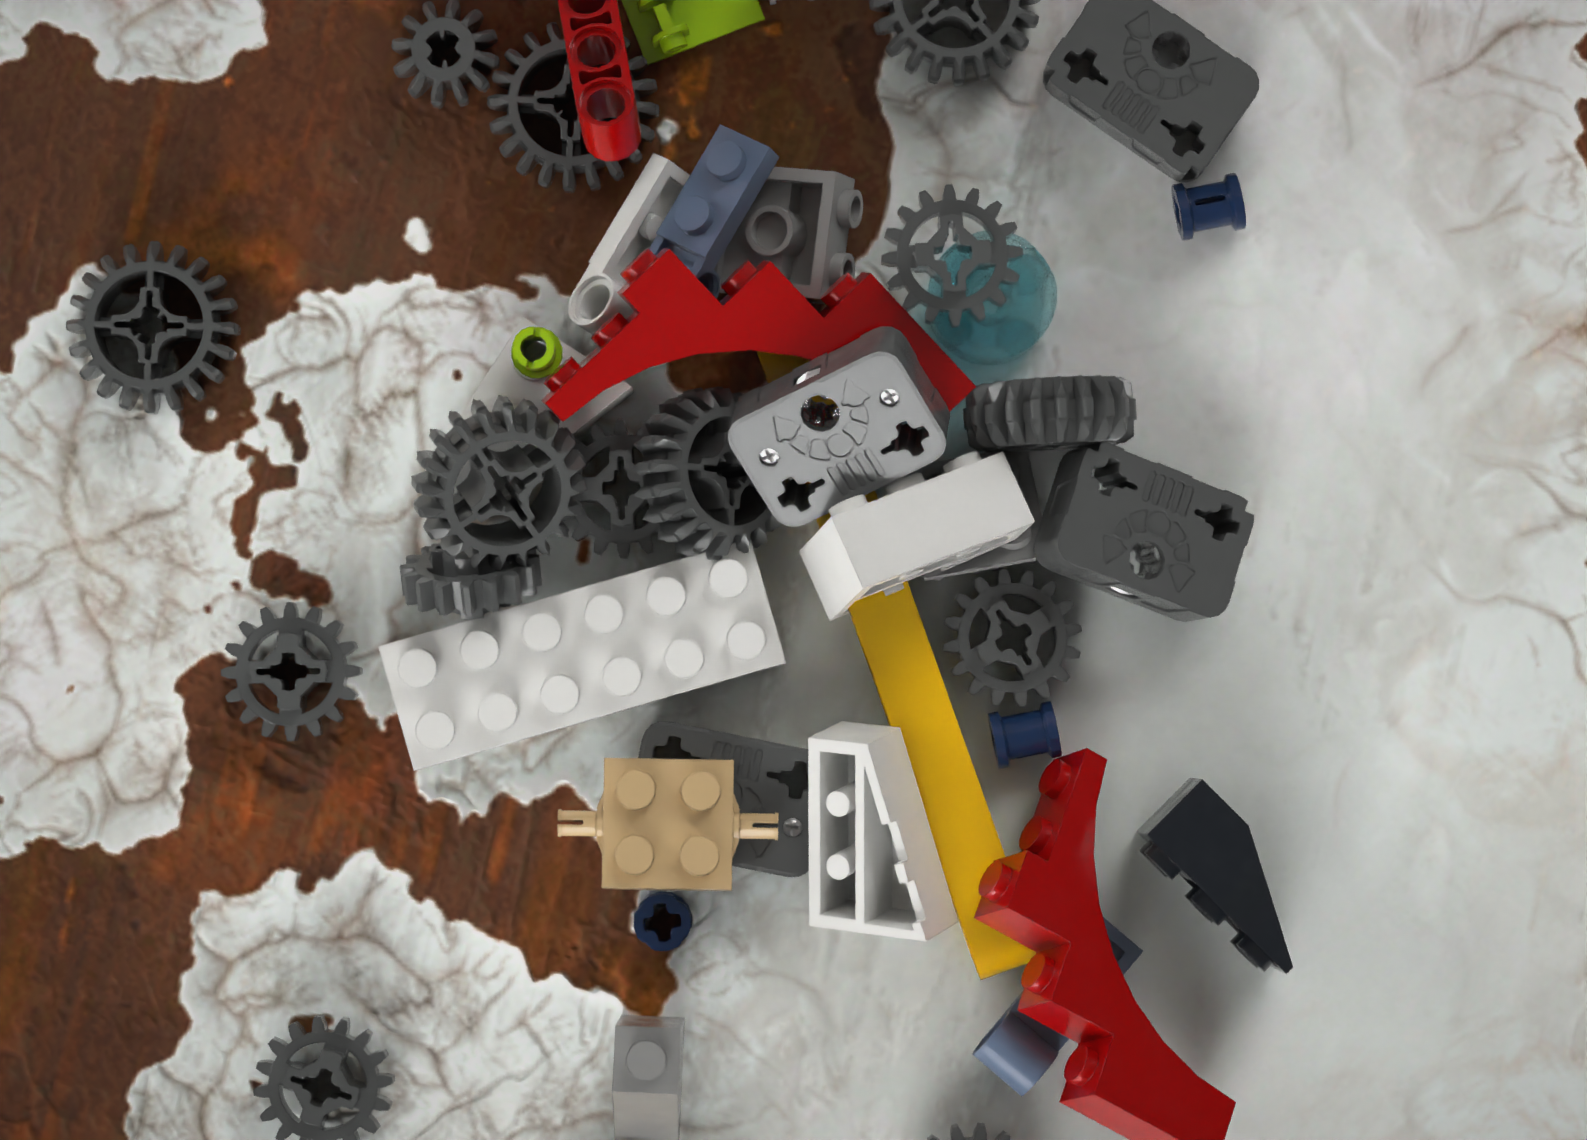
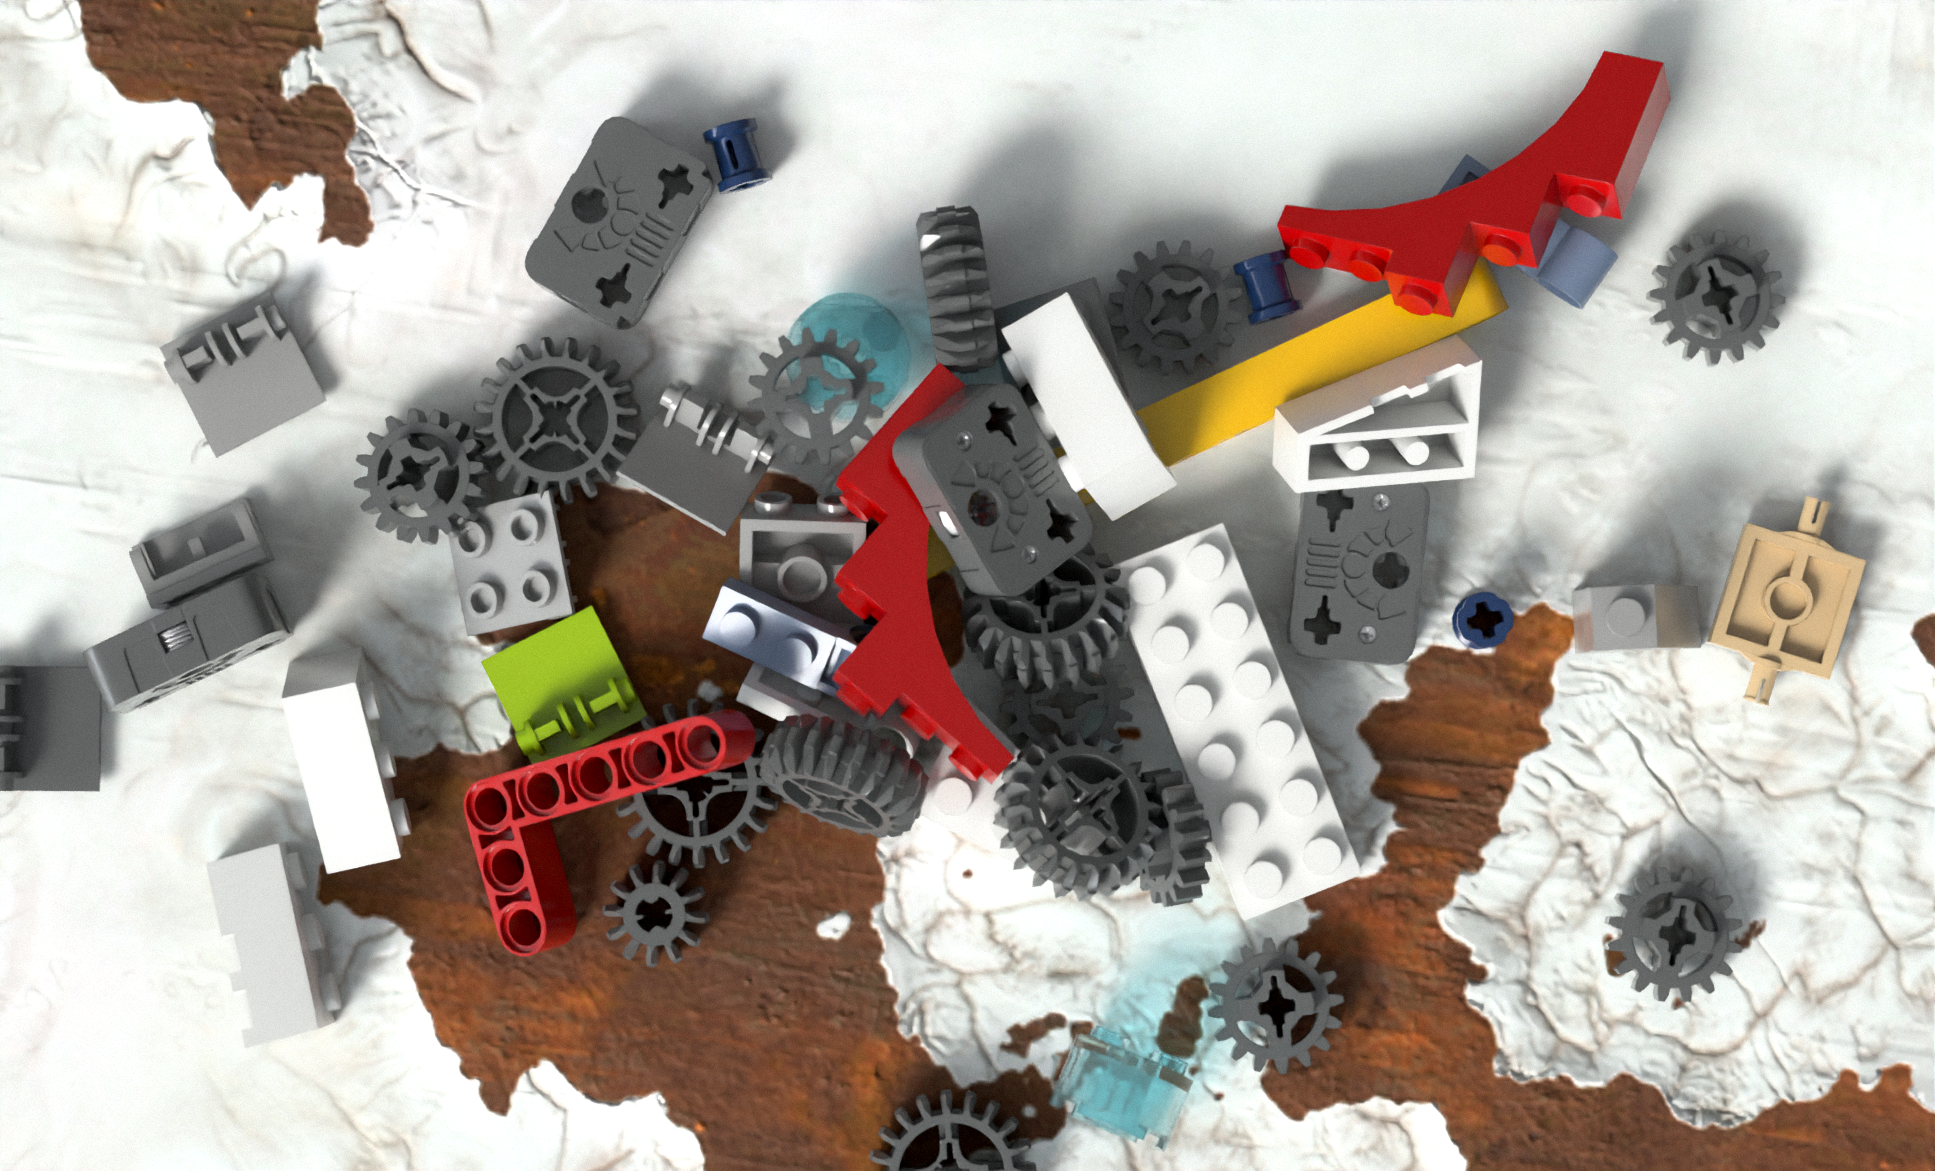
camera: 90 degrees left, 0 degrees up
(219, 507) = (1123, 1089): none -> clear light blue brick
(544, 366) = (957, 777): lime pin -> none
(564, 251) = (844, 775): none -> dark grey gear
(668, 824) = (1391, 621): tan plate -> none
(902, 136) = (699, 458): none -> light grey hinge
(1149, 513) = (1043, 184): dark grey axle -> none
(1217, 857) = (1365, 92): black slope -> none

